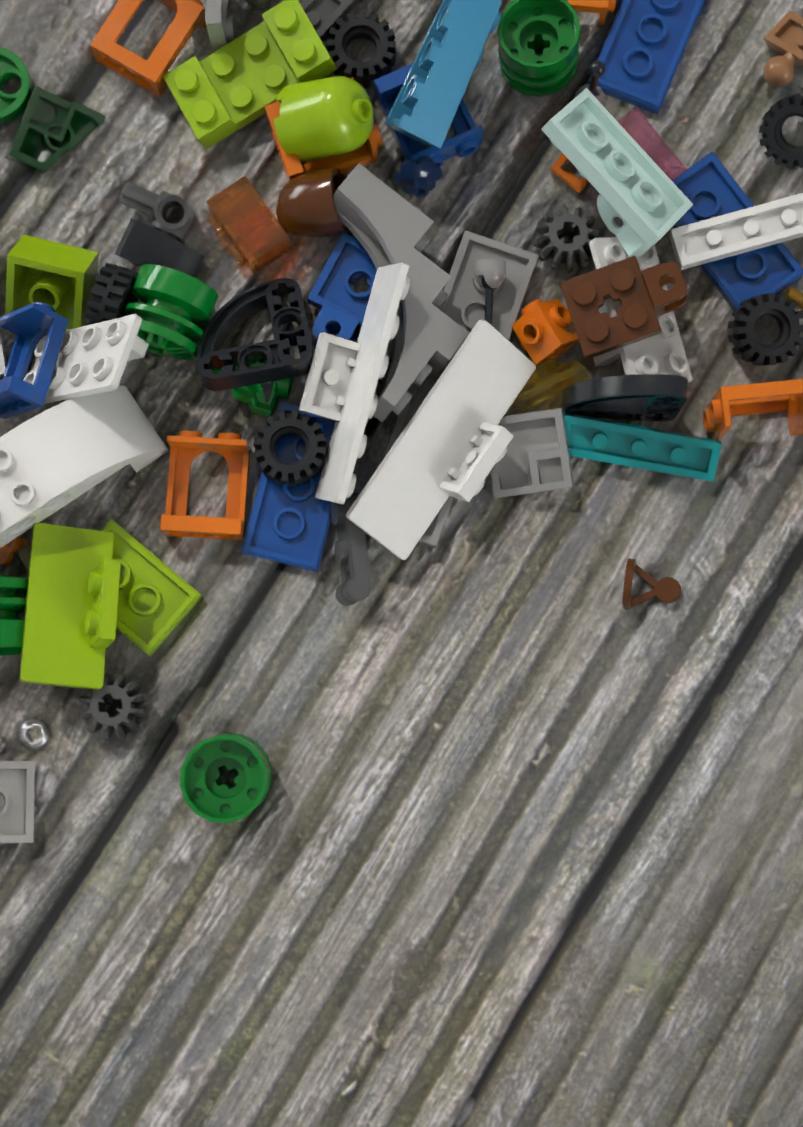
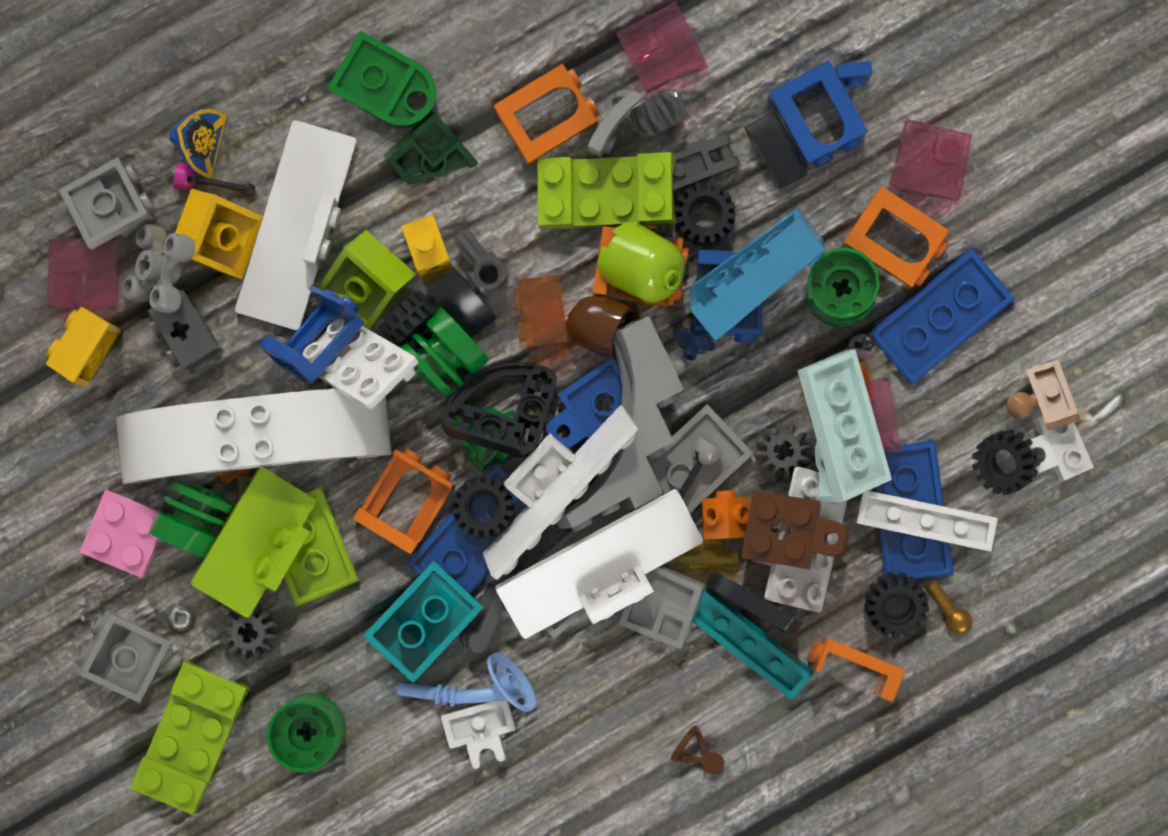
camera: 30 degrees right, 5 degrees up
(93, 217) = (427, 248): none -> yellow torso
(106, 851) = (190, 738): none -> lime piece
(289, 599) = (423, 622): none -> teal slope
(407, 680) = (479, 729): none -> white plate
(411, 616) = (505, 686): none -> light blue dish

